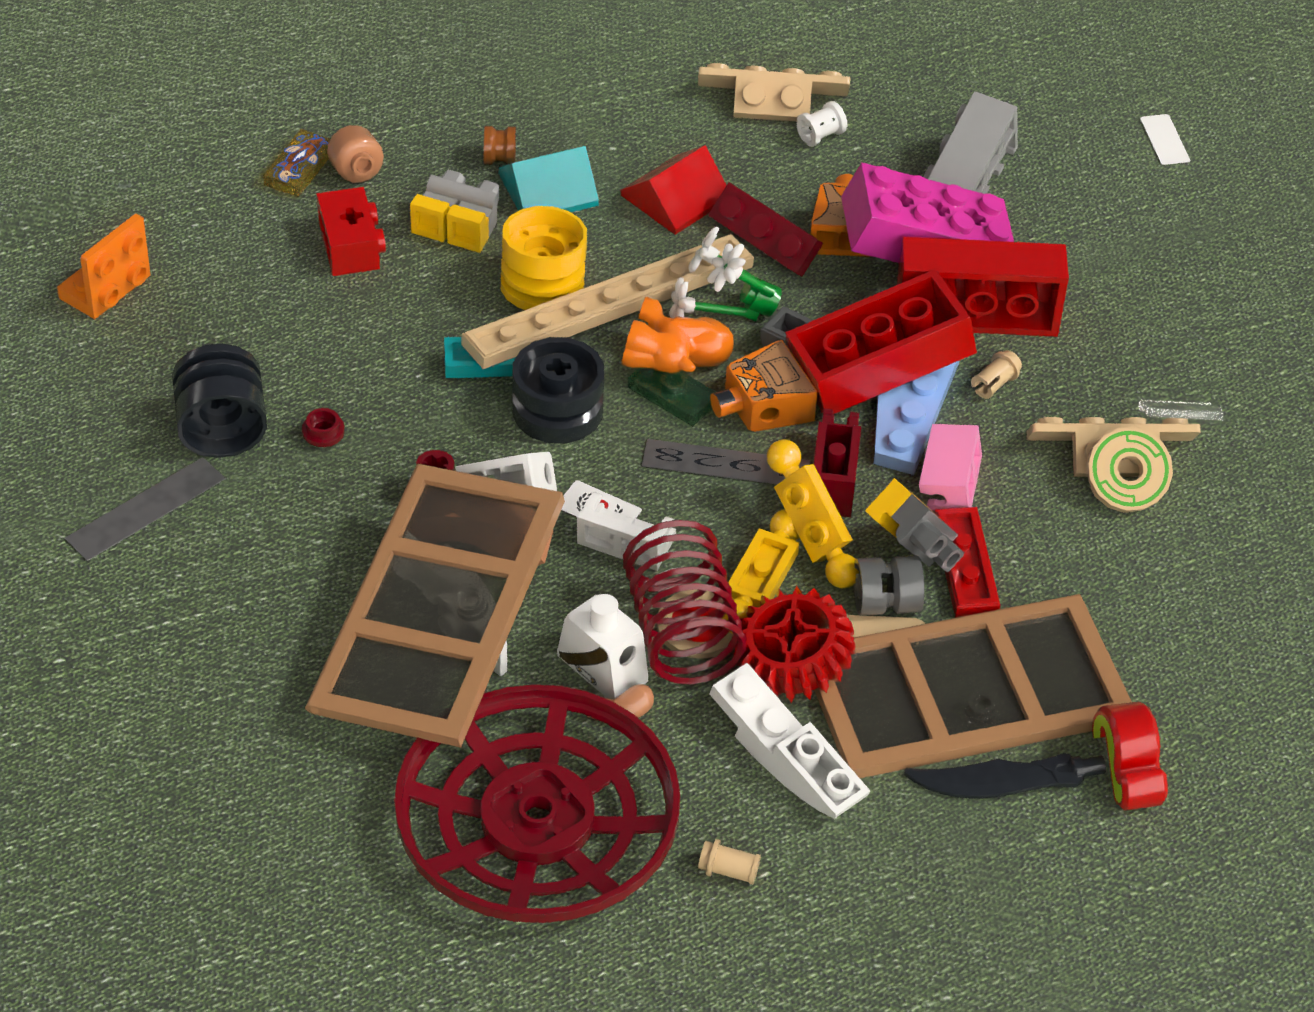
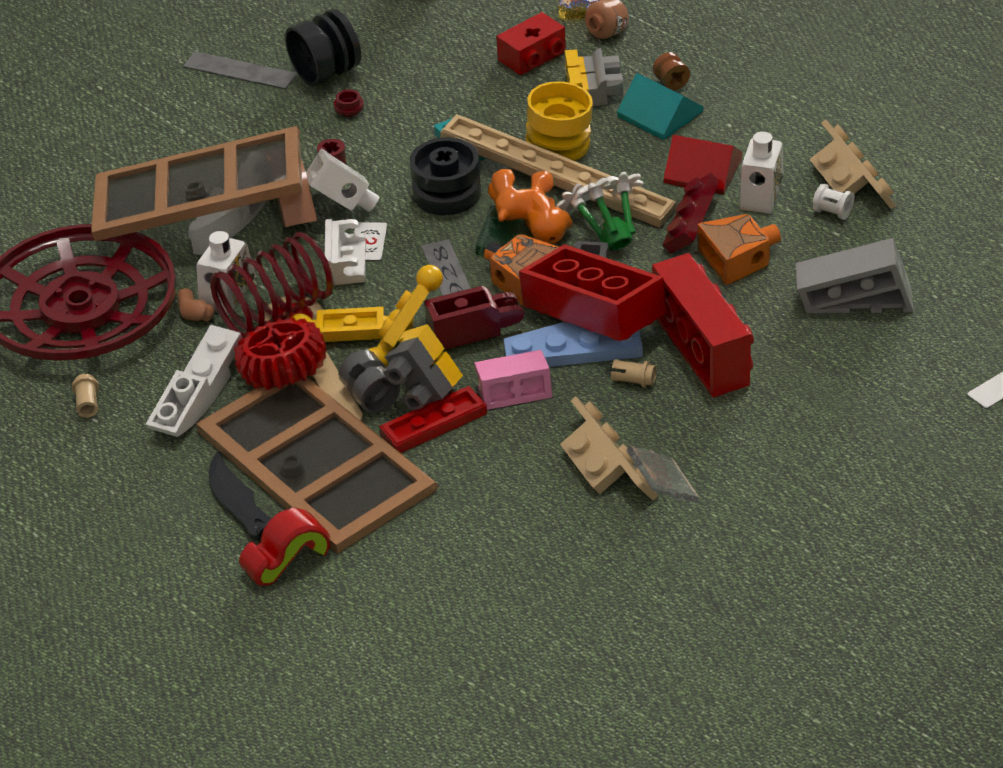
camera: 70 degrees right, 5 degrees down
(752, 149) = (764, 160): none -> white torso
(891, 205) = (742, 268): dark pink brick -> none
(1147, 452) = (557, 455): tan tile -> none

